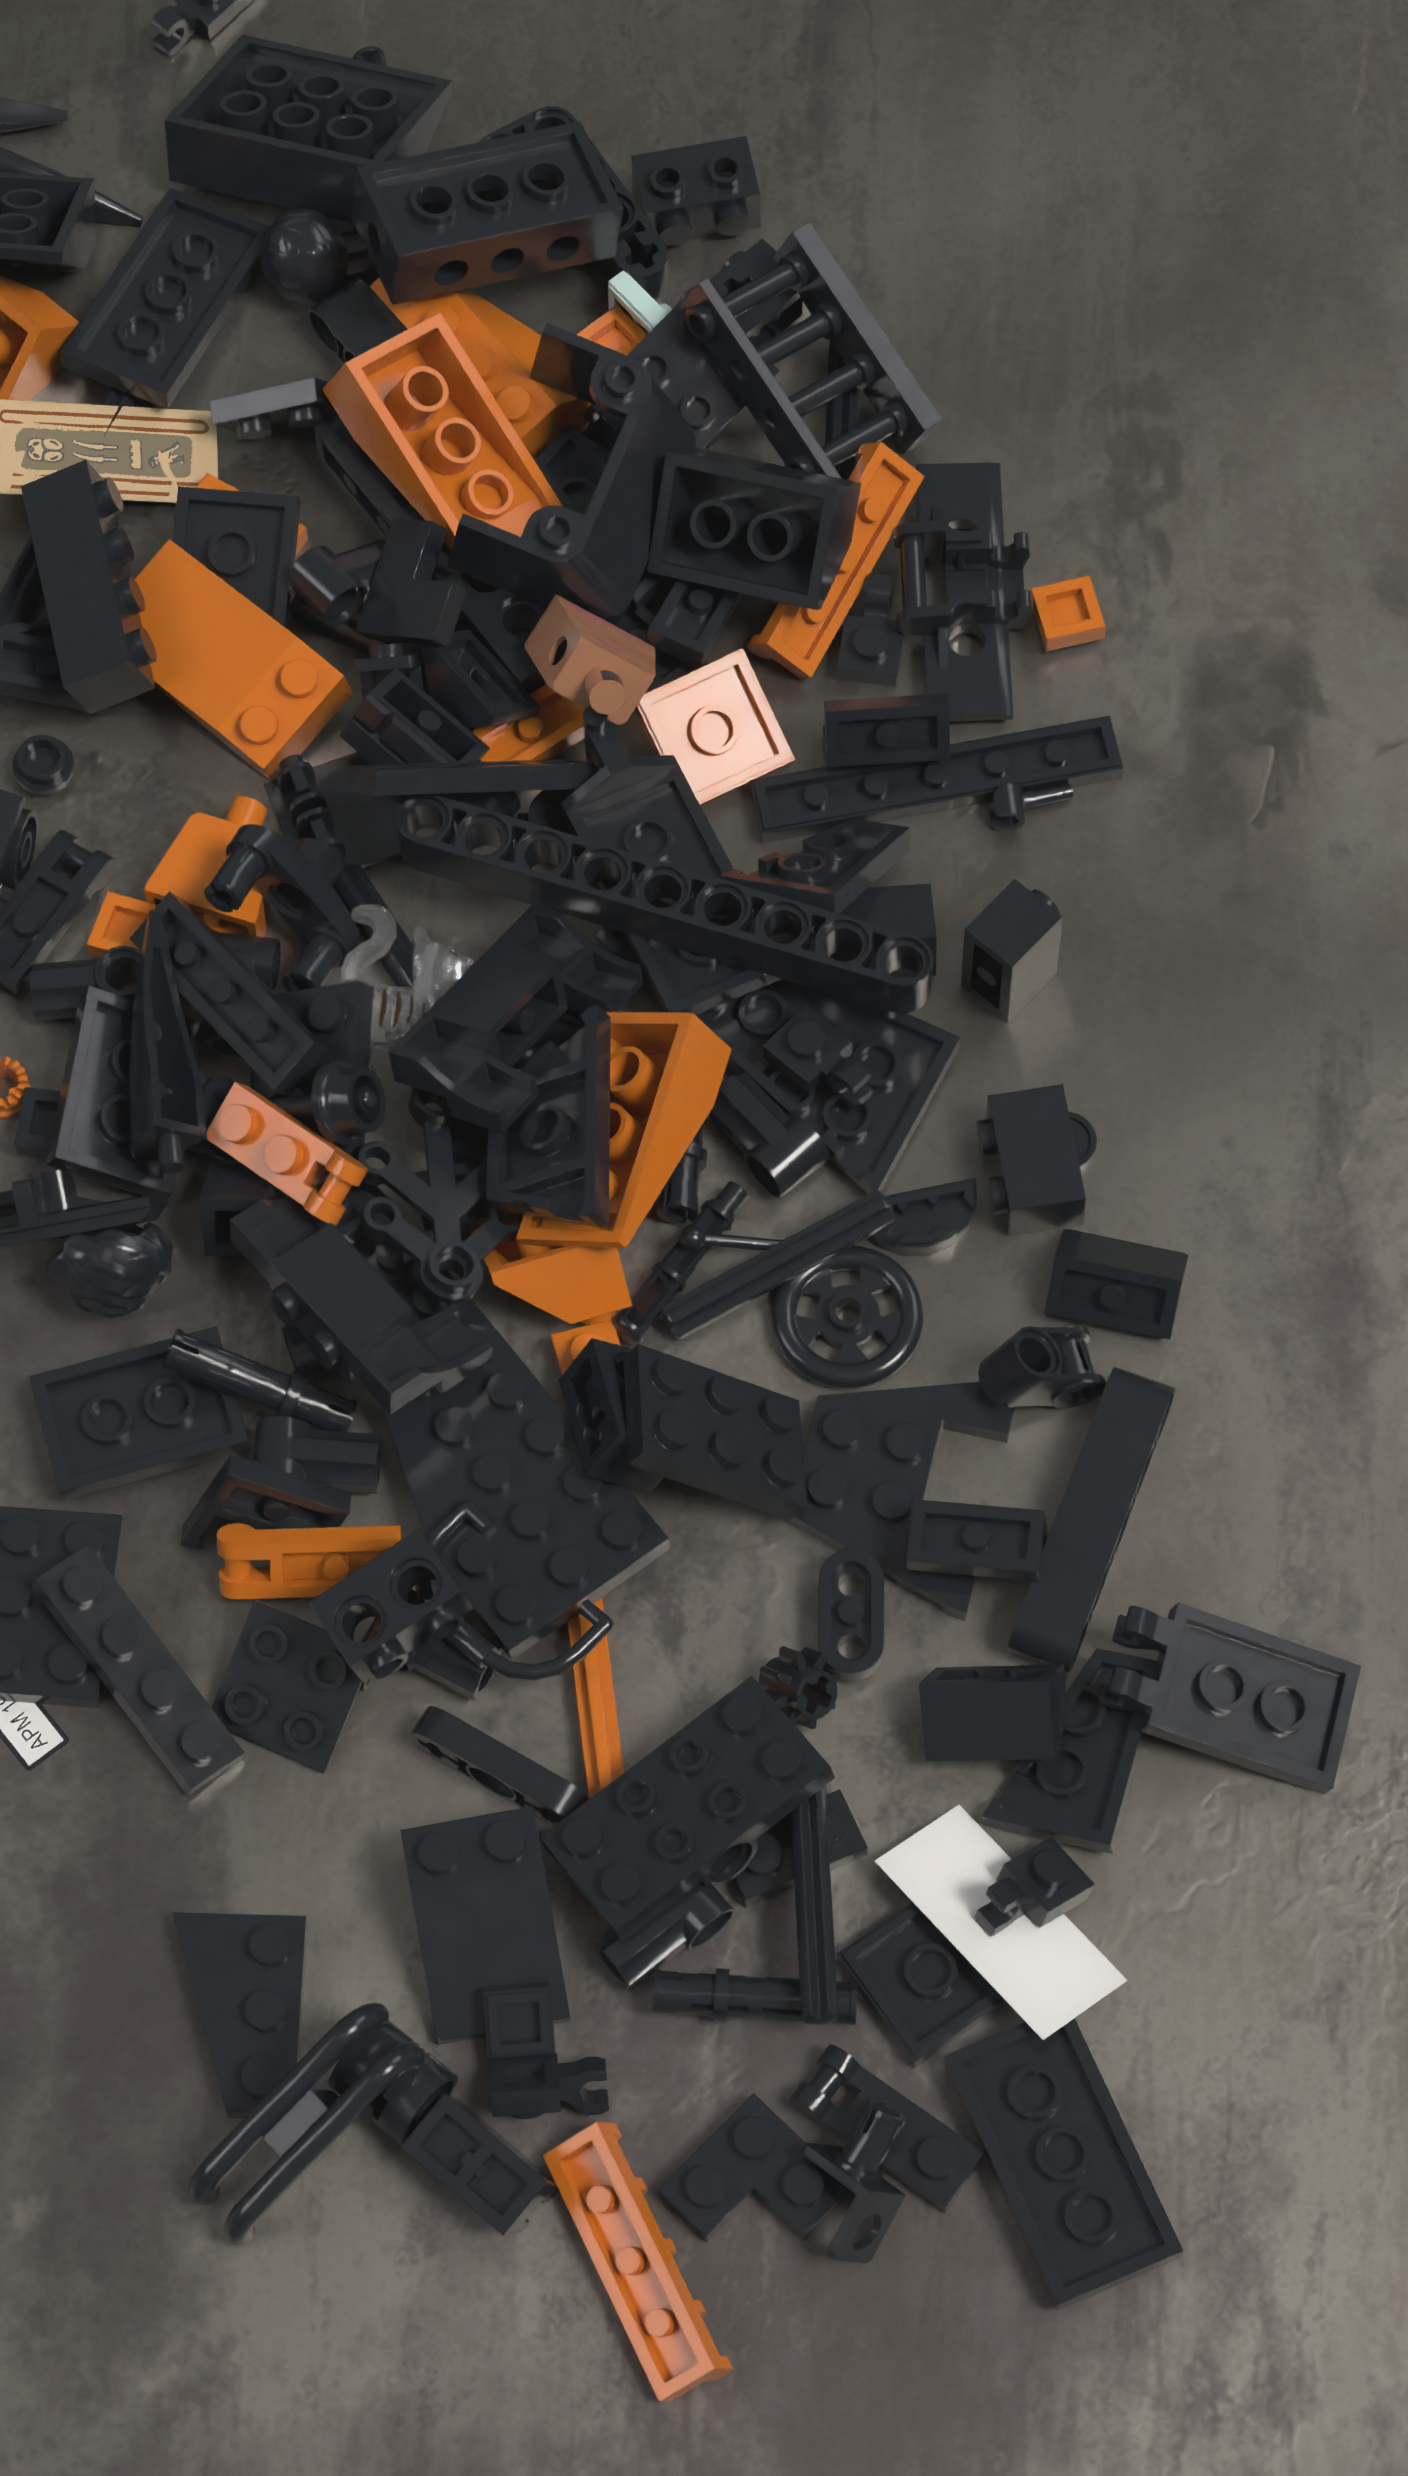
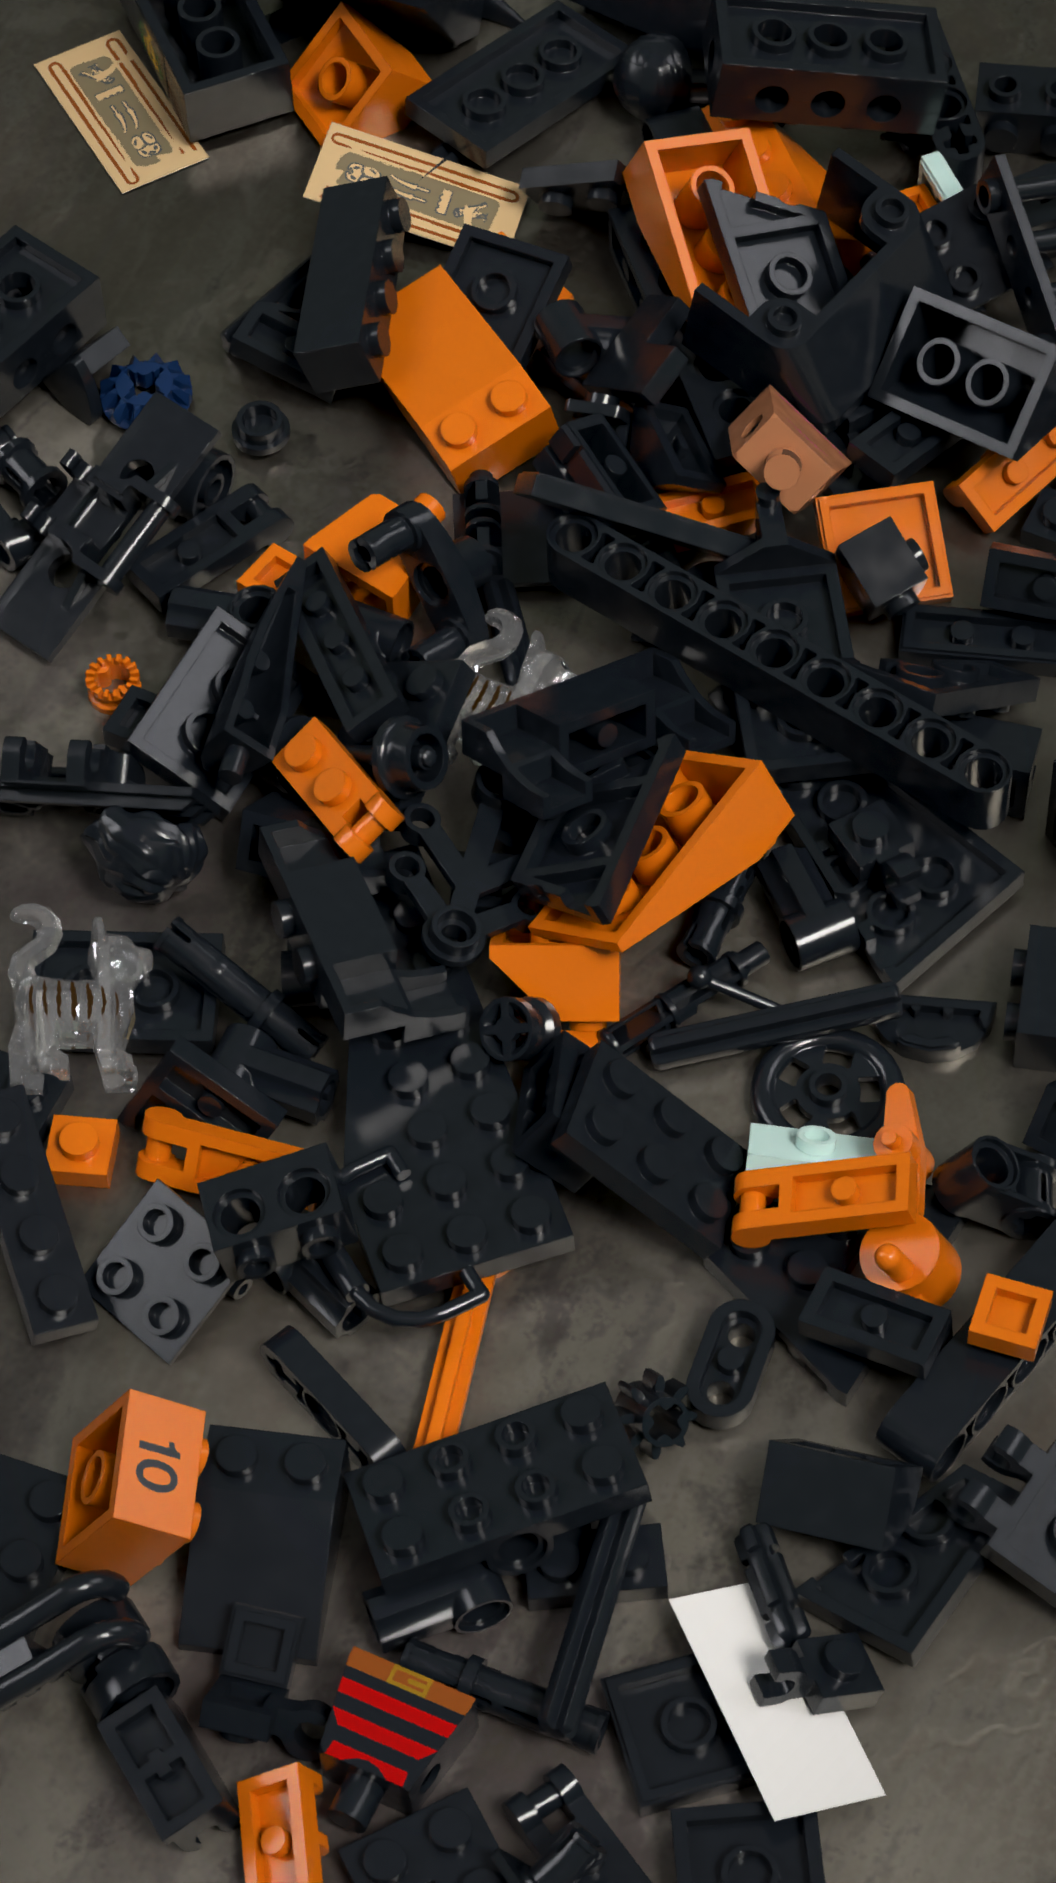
camera: 20 degrees right, 10 degrees down
(106, 1458) = (73, 1013): none -> clear animal
(161, 1585) = (83, 1150): none -> orange plate
(350, 1913) = (133, 1486): none -> orange brick
(513, 450) = (772, 249): none -> black wing
(542, 1360) = (505, 1021): none -> black wheel
(668, 2071) = (390, 1738): none -> torso
(726, 759) = (882, 570): none -> black brick
(861, 1389) = (786, 1146): none -> light aqua plate
(892, 1434) = (824, 1198): none -> orange plate
(962, 1818) = (771, 1585): none -> black axle
(976, 1460) = (909, 1256): none -> orange piece
(1099, 1500) = (1010, 1317): none -> orange plate

